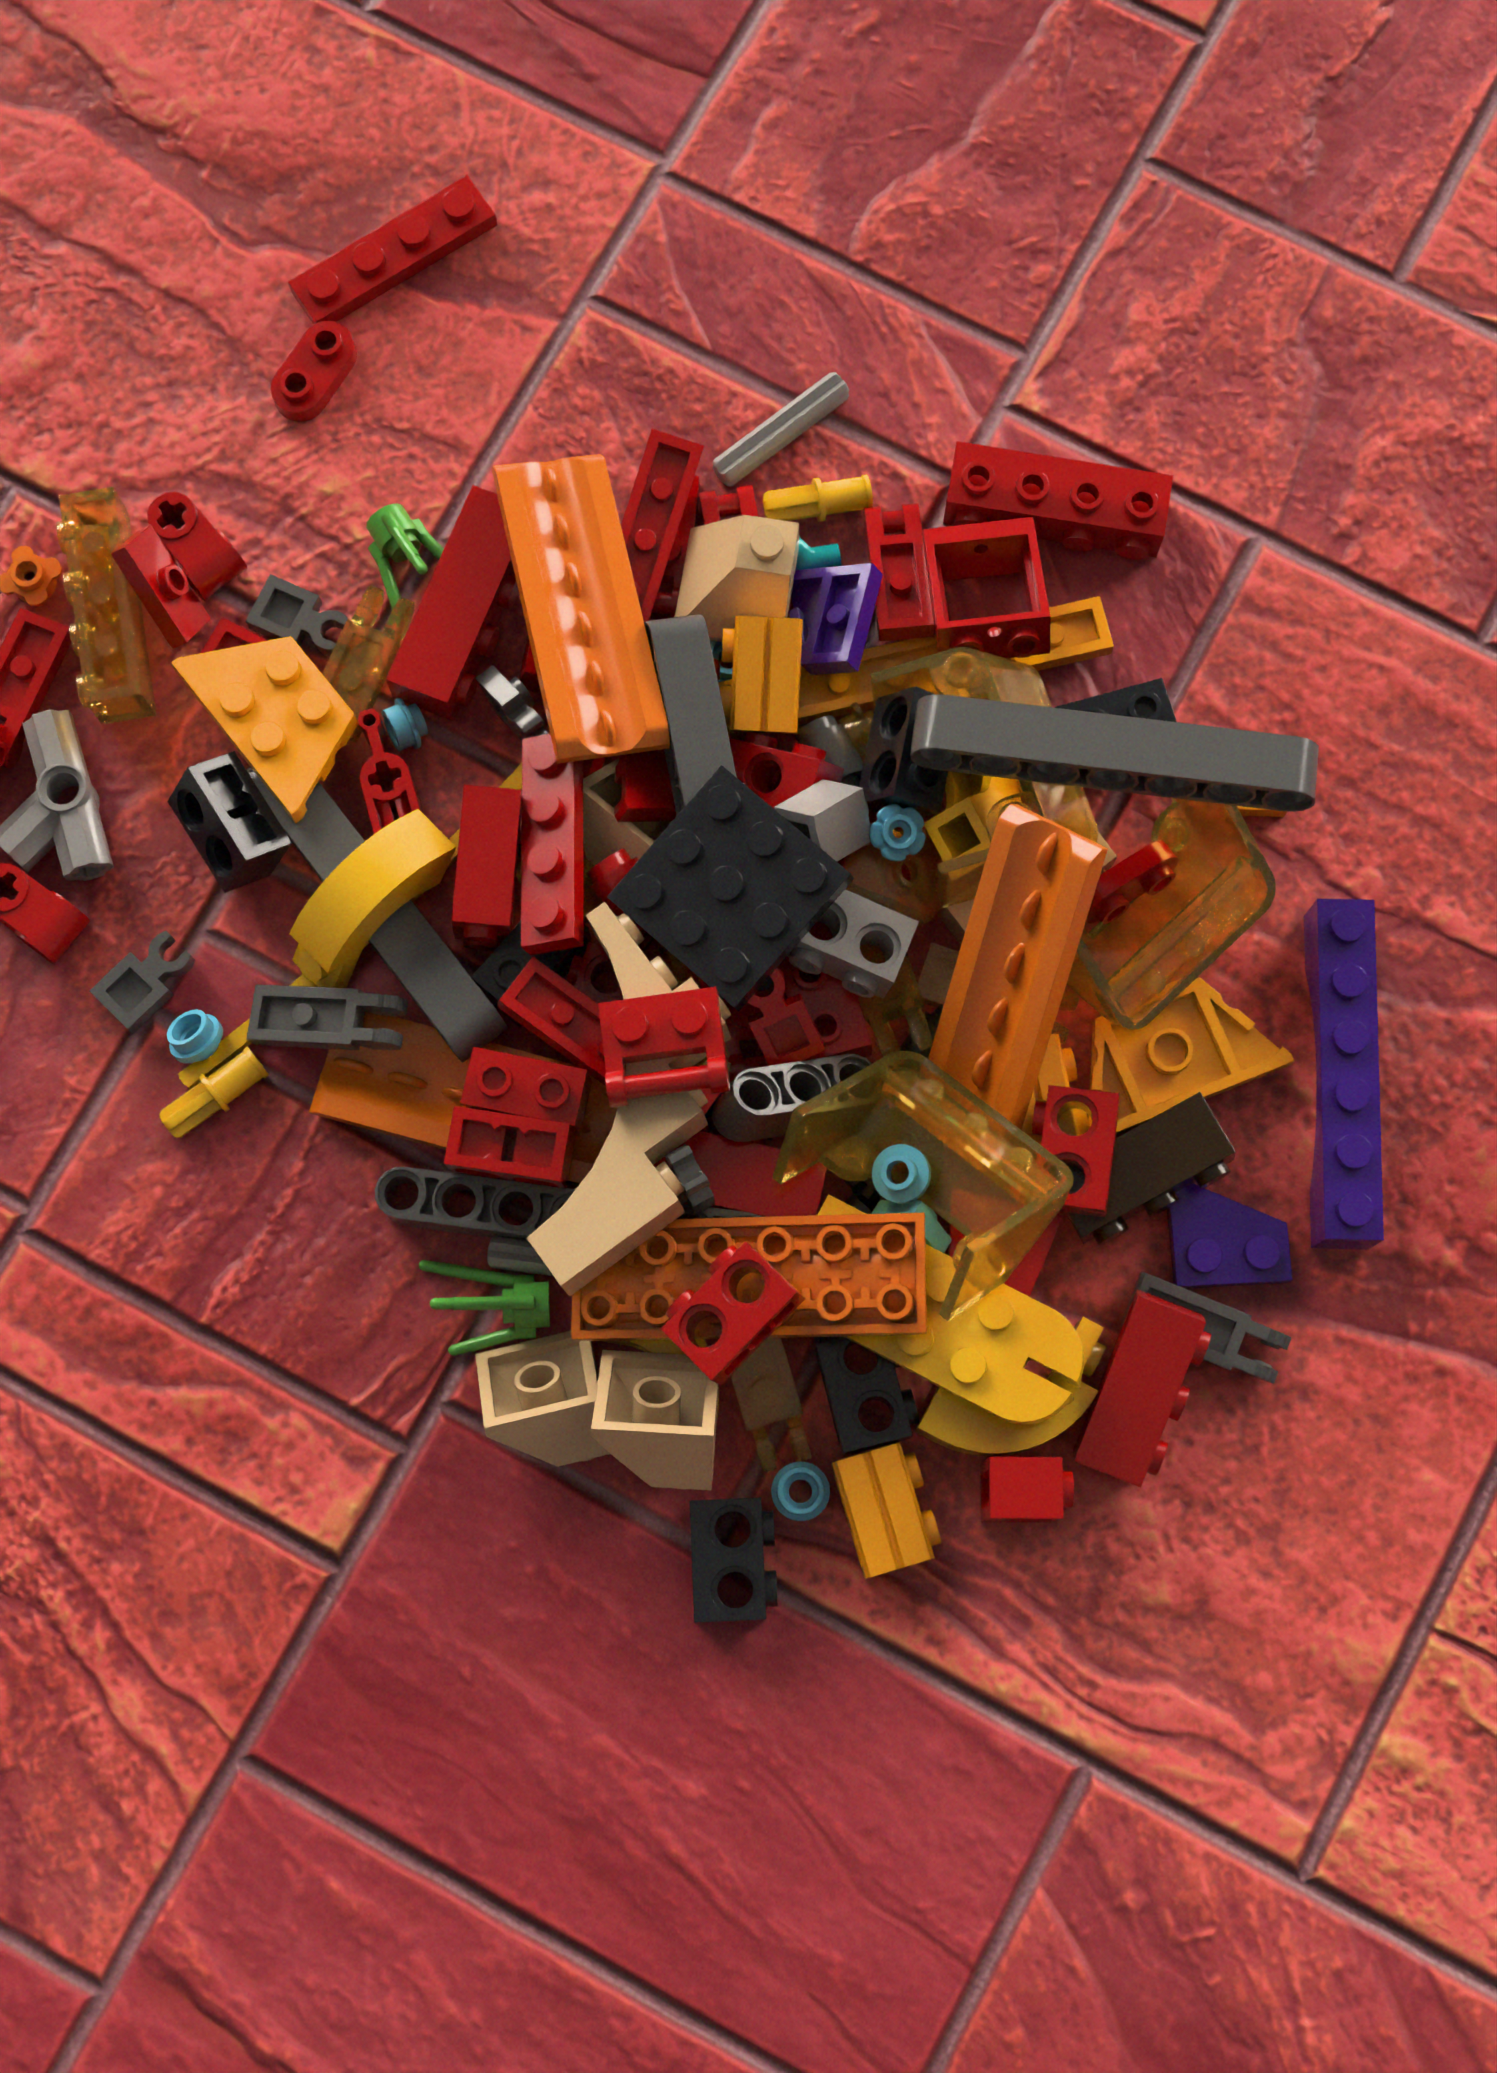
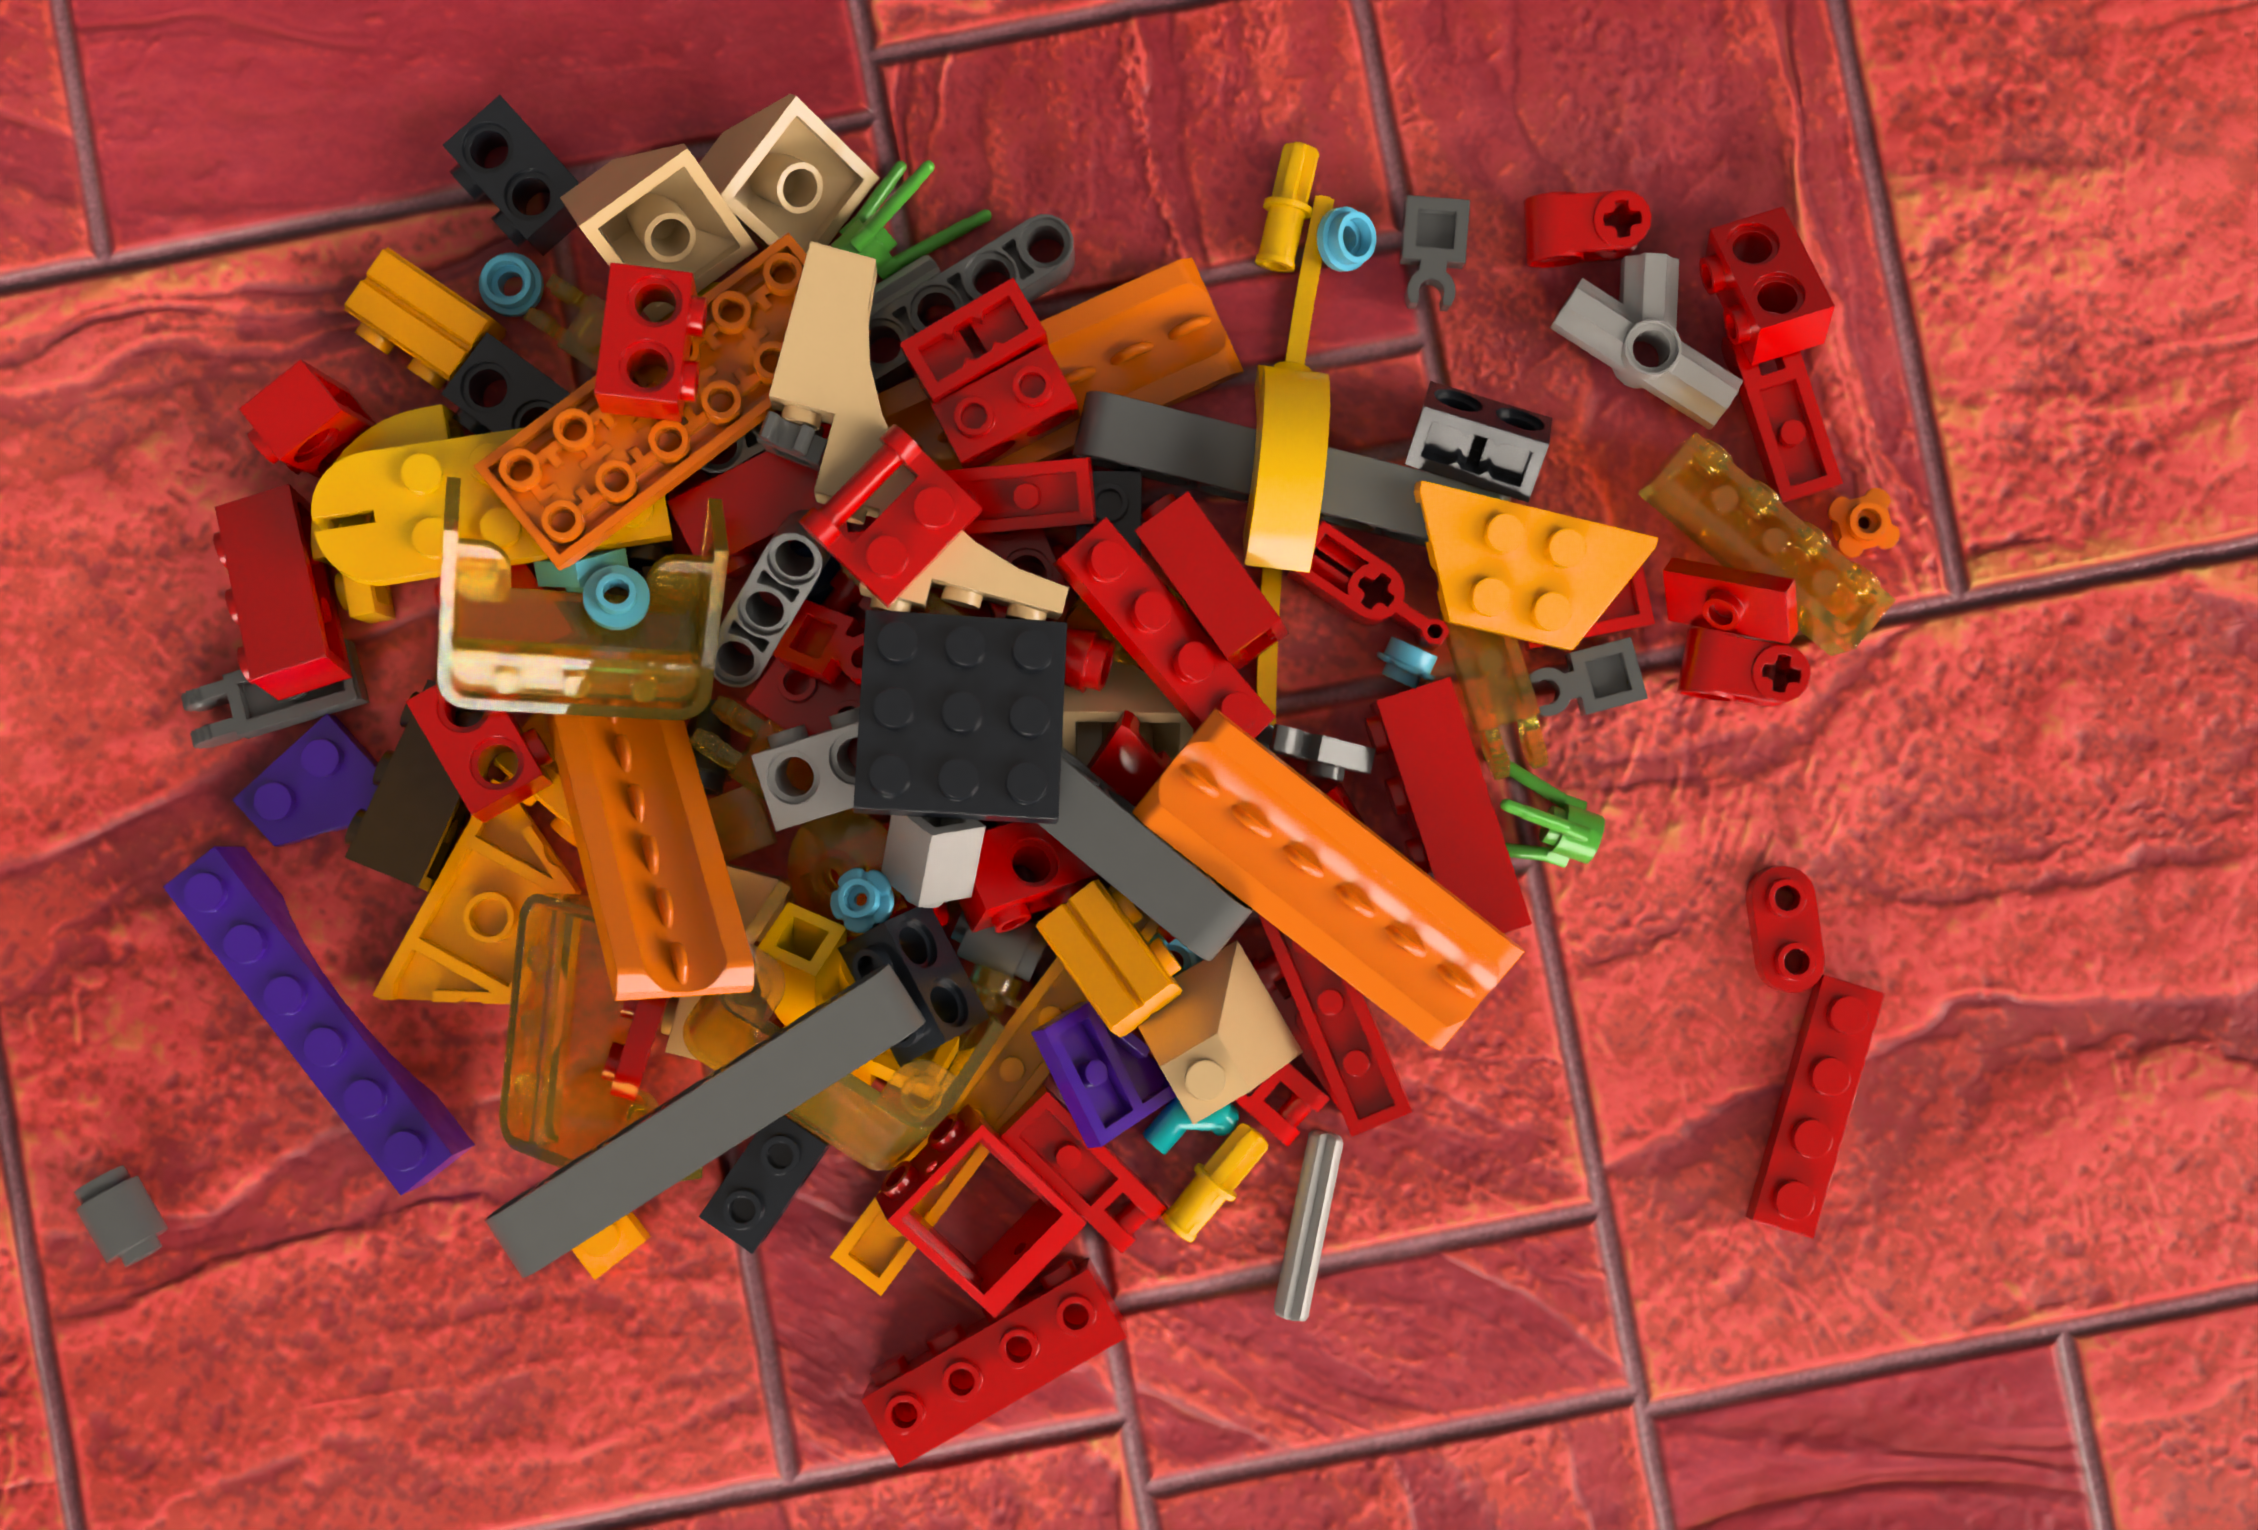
camera: 140 degrees right, 10 degrees up
(321, 1018) = (1245, 335): dark grey hinge -> none

